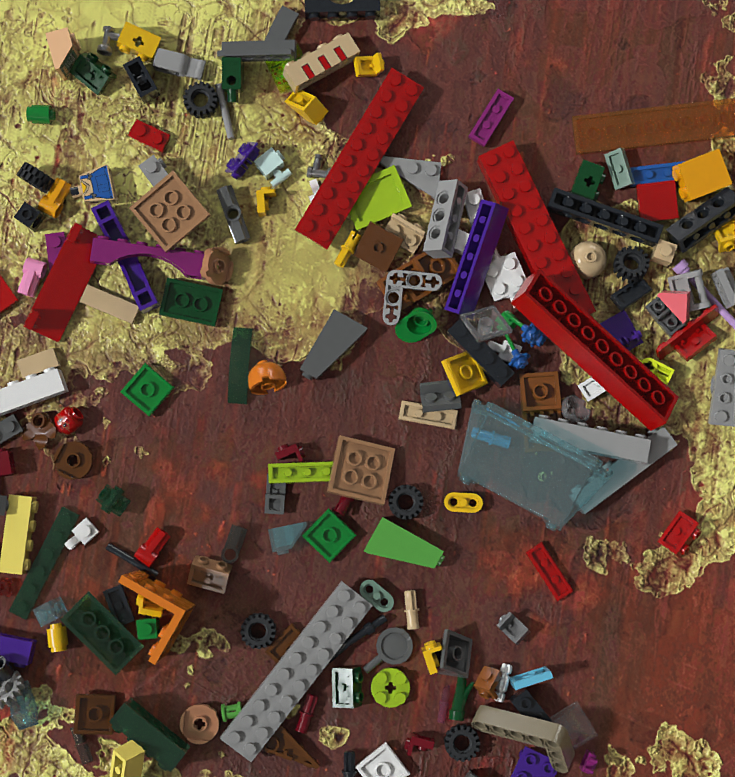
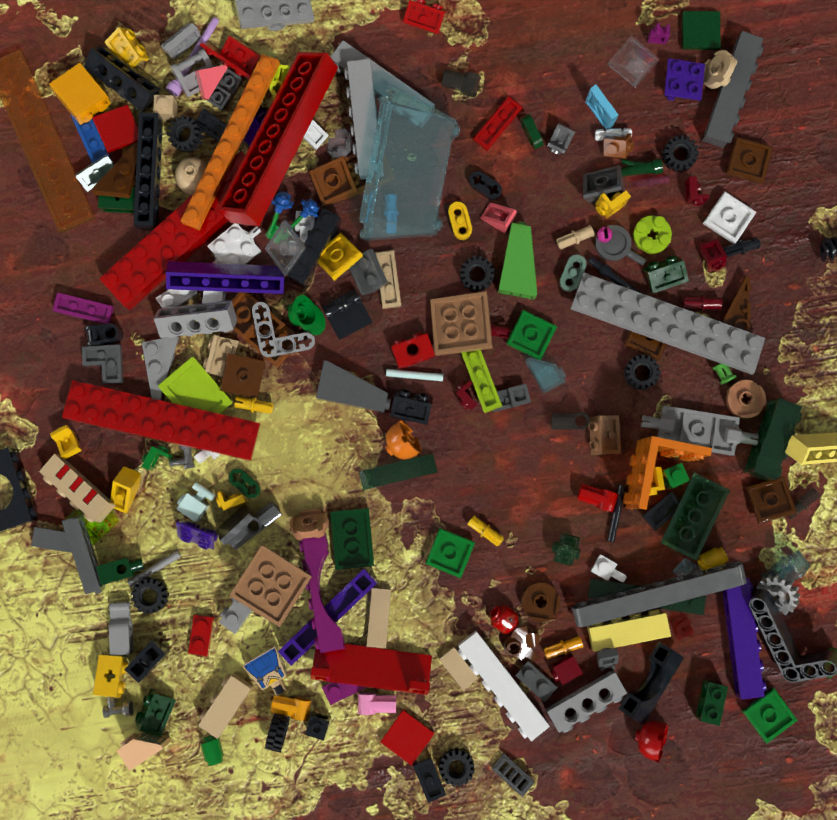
camera: 105 degrees left, 0 degrees up
(23, 467) = (563, 647): none -> light orange axle
(40, 574) = (659, 594): none -> dark grey beam
(77, 138) = (224, 705): none -> tan brick
(156, 430) = (485, 531): none -> yellow axle
(184, 667) = (700, 429): none -> light grey plate
(239, 196) = (235, 524): none -> black tile
(278, 222) = (241, 486): none -> dark green beam
(297, 397) = (411, 406): none -> black bracket
(327, 410) = (414, 375): none -> light aqua bar
(328, 139) = (150, 458): none -> green bracket
(347, 404) = (405, 359): none -> red brick
(350, 740) = (713, 255): none -> dark red bracket
(406, 364) = (347, 314): none -> black hinge
(406, 635) = (601, 237): none -> dark pink hinge
(435, 128) = (109, 358): none -> dark grey plate
(455, 541) = (499, 216): none -> coral slope
(460, 126) = (99, 334): none -> black piece
(487, 535) = (488, 182): none -> black beam
(527, 705) = (630, 100): black brick -> none
(529, 601) = (531, 131): none -> dark green beam
(530, 731) = (651, 95): dark tan beam -> none
(599, 552) = (465, 83): none -> clear smoke piece
(605, 189) = (120, 178): none -> reddish brown wing
(607, 304) = (230, 142): none -> orange plate

